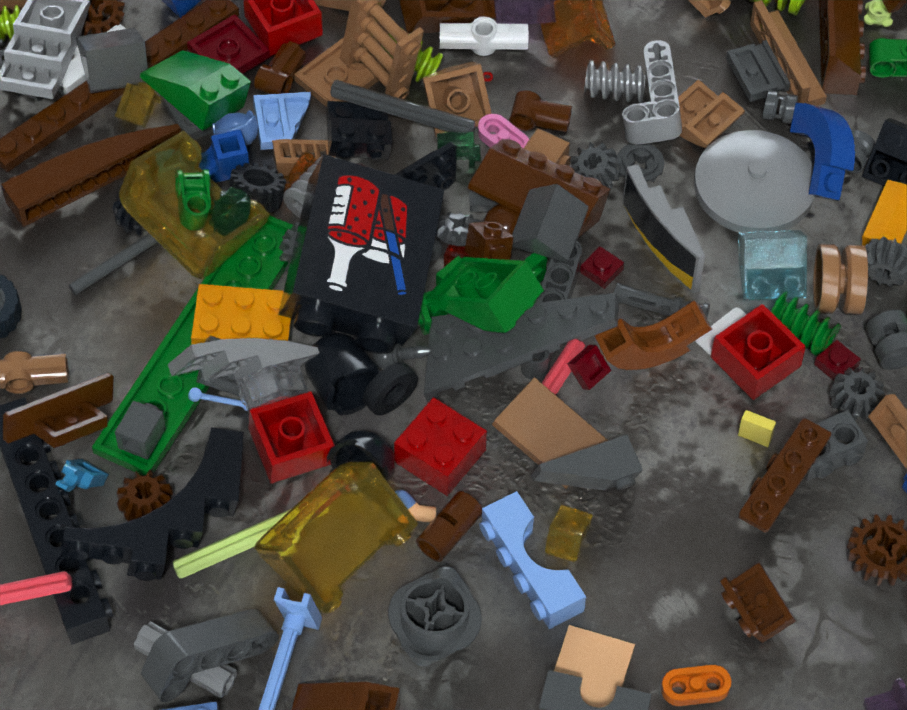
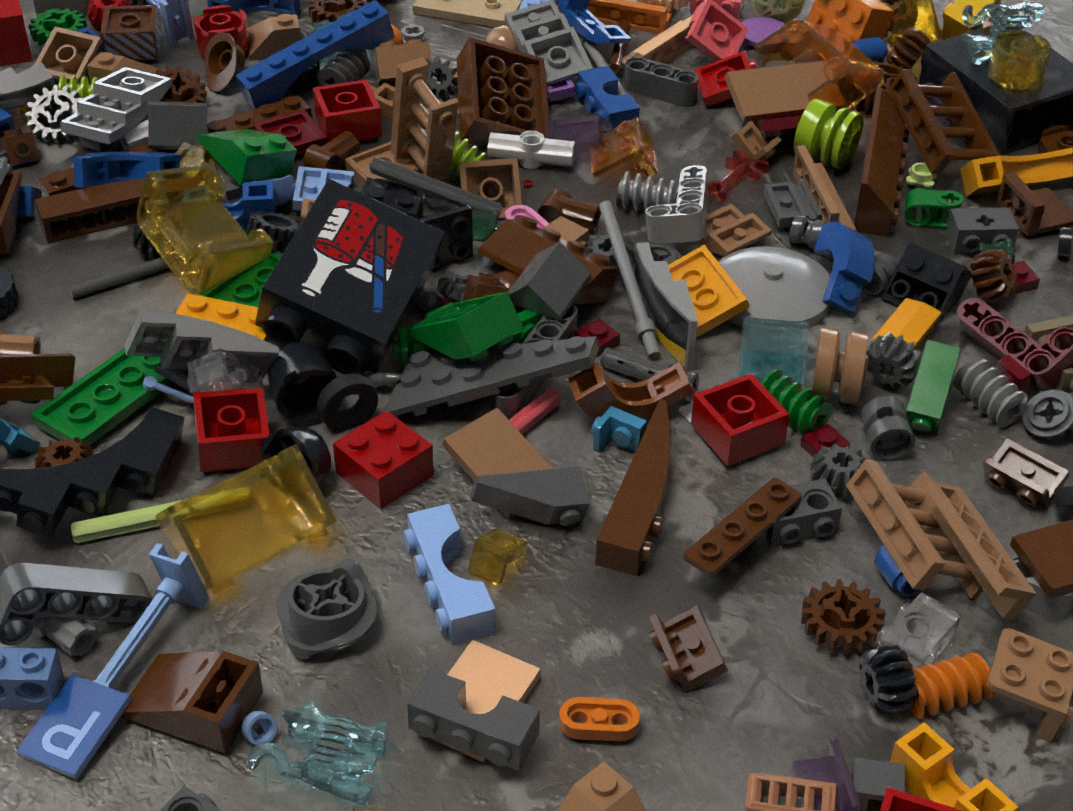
camera: 10 degrees right, 15 degrees down
(79, 123) = (119, 166): none -> blue arch
(140, 429) = (80, 400): dark grey brick -> none
(193, 193) = (205, 219): green piece -> none
(237, 214) = (237, 232): clear green gear -> none
(420, 512) = (343, 516): light nougat arm -> none
(449, 526) = (370, 530): reddish brown pin -> none
(589, 367) = (560, 413): dark red plate -> none
(646, 251) = (644, 327): none -> light grey bar
(650, 376) = (618, 428): none -> dark azure bracket
(685, 452) = (638, 506): none -> reddish brown slope
(692, 187) = (710, 288): none -> light orange plate
(698, 23) = (739, 166): none -> clear red bar
(757, 428) = (724, 487): light yellow tile -> none

